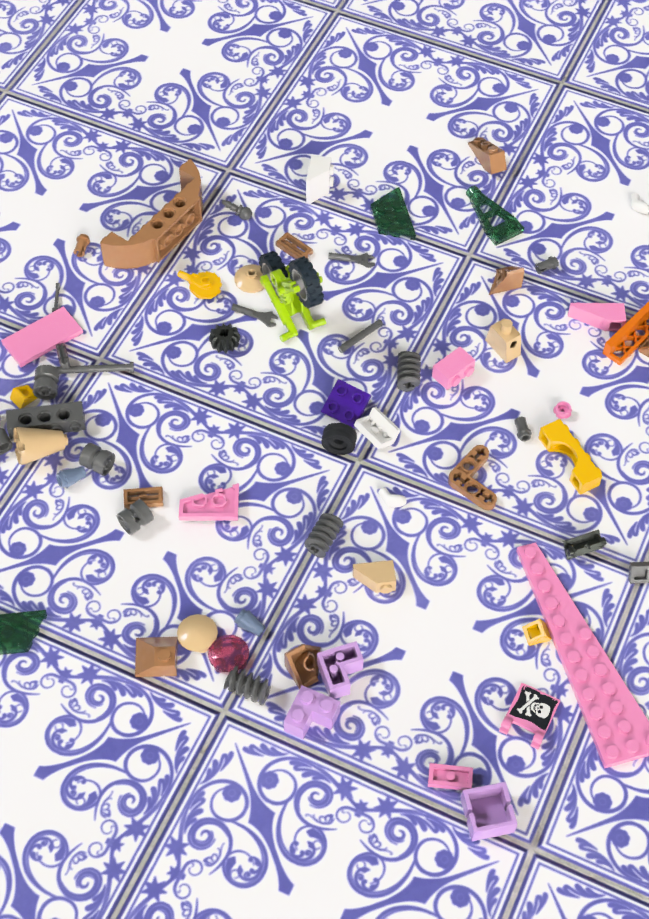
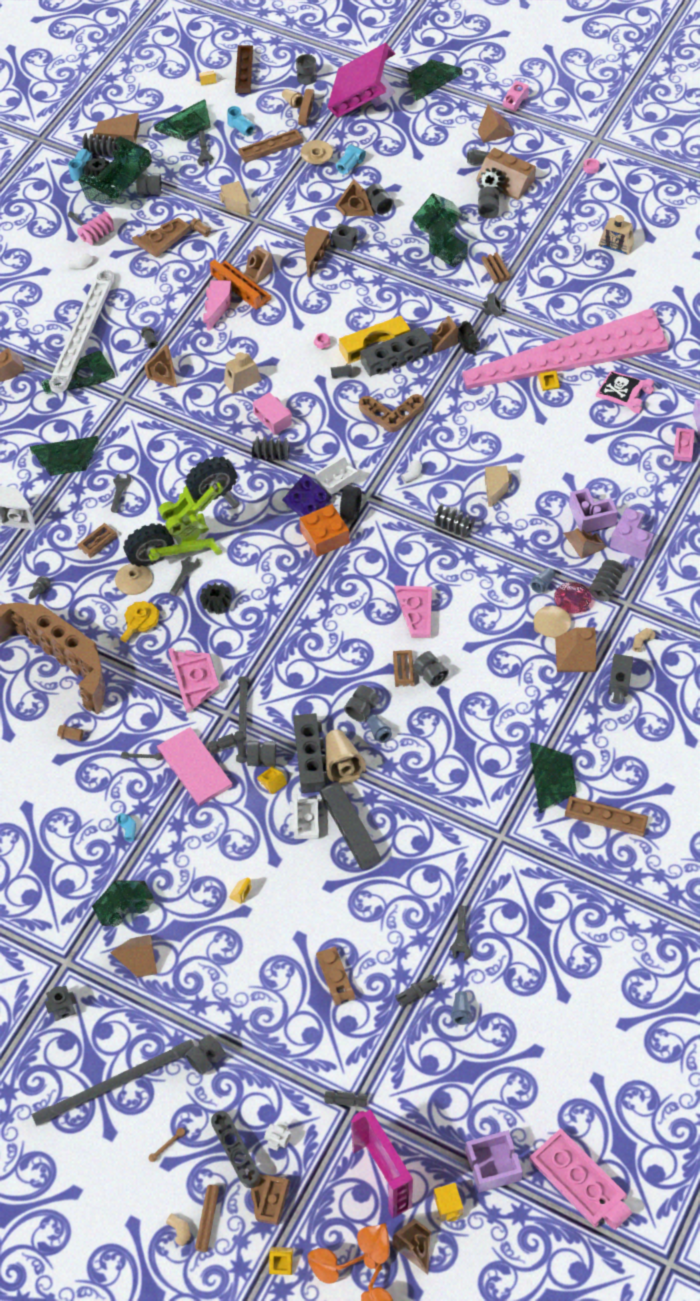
camera: 85 degrees left, 0 degrees up
(115, 693) = (620, 677): none -> dark grey torso
(136, 328) = (194, 676): none -> bright pink wing
(175, 722) = (646, 633): none -> tan arm
(305, 419) = (324, 530): none -> orange brick
(545, 209) = (81, 331): none -> white plate
(554, 467) = (396, 351): none -> dark grey brick
(583, 522) = (445, 335): none -> medium nougat slope

